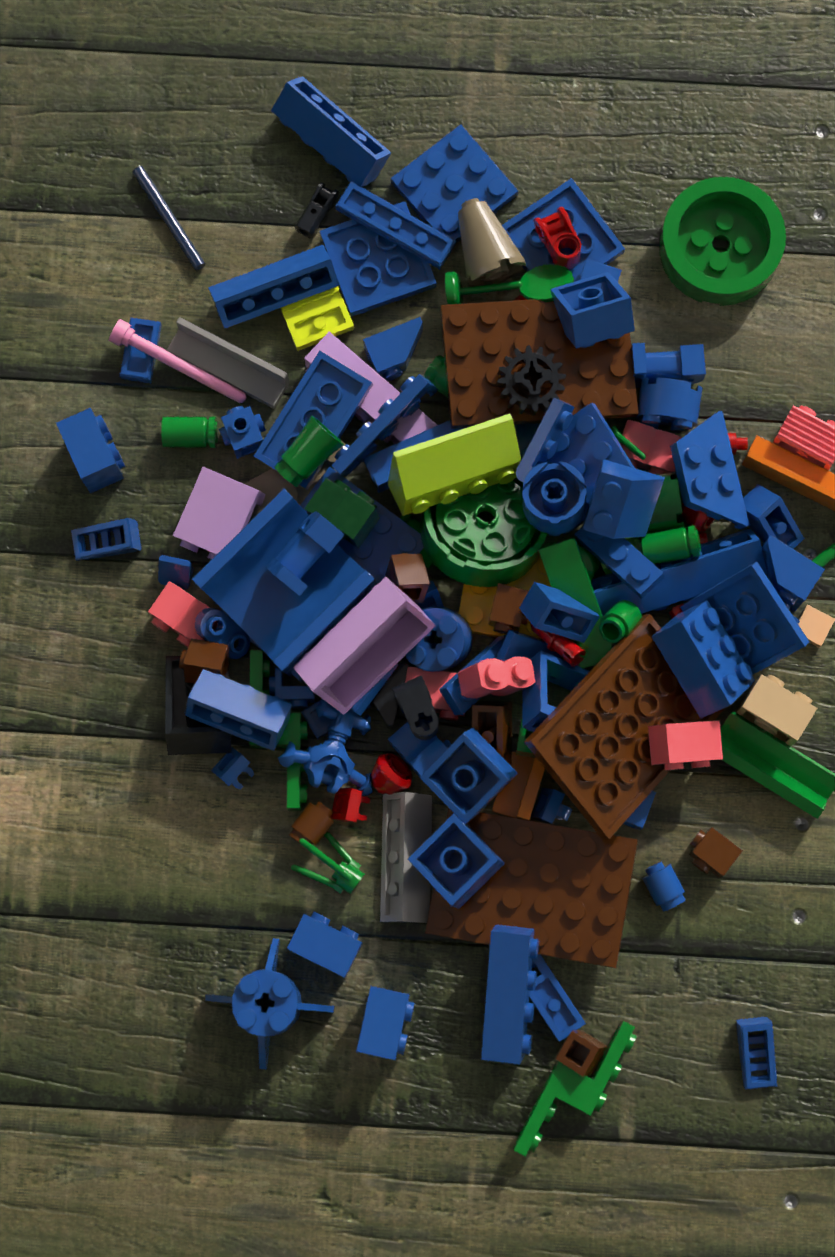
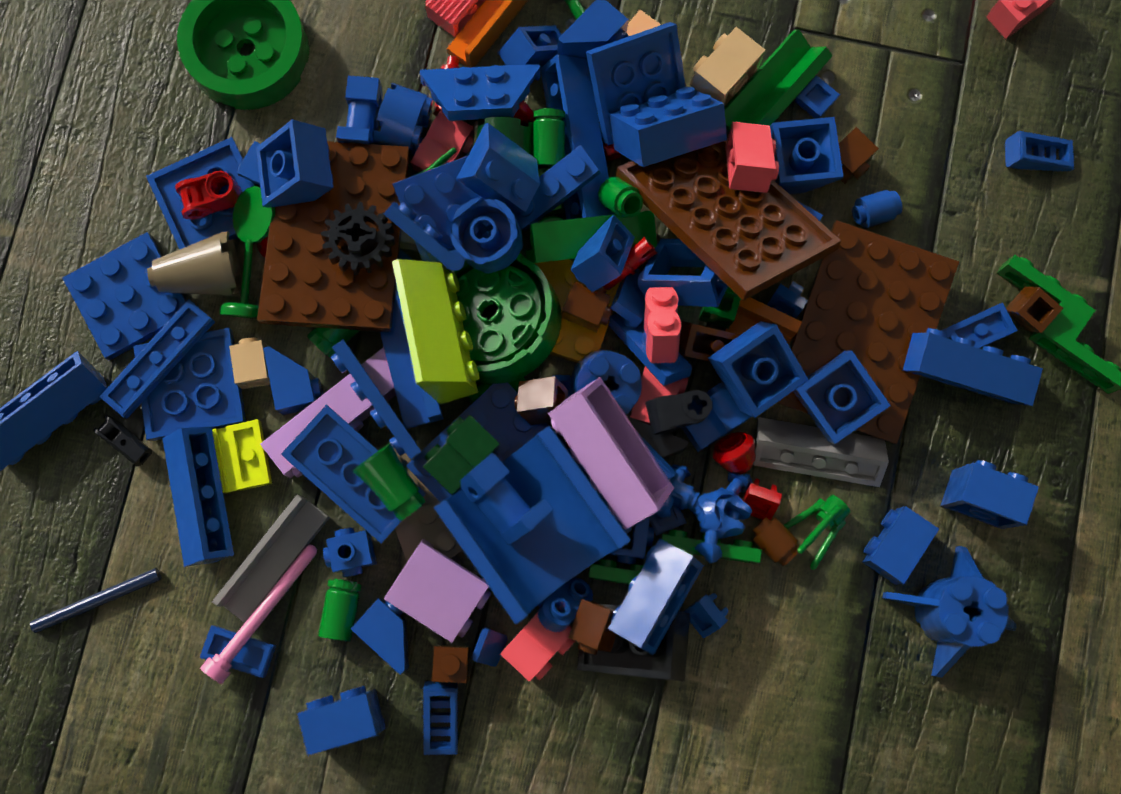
camera: 85 degrees left, 0 degrees up
(154, 539) = (451, 664): none -> reddish brown brick
(172, 477) = (385, 633): none -> blue slope
(406, 306) = (249, 363): none -> tan brick
(703, 801) = (807, 154): none -> blue slope
(772, 811) = (817, 97): none -> blue plate

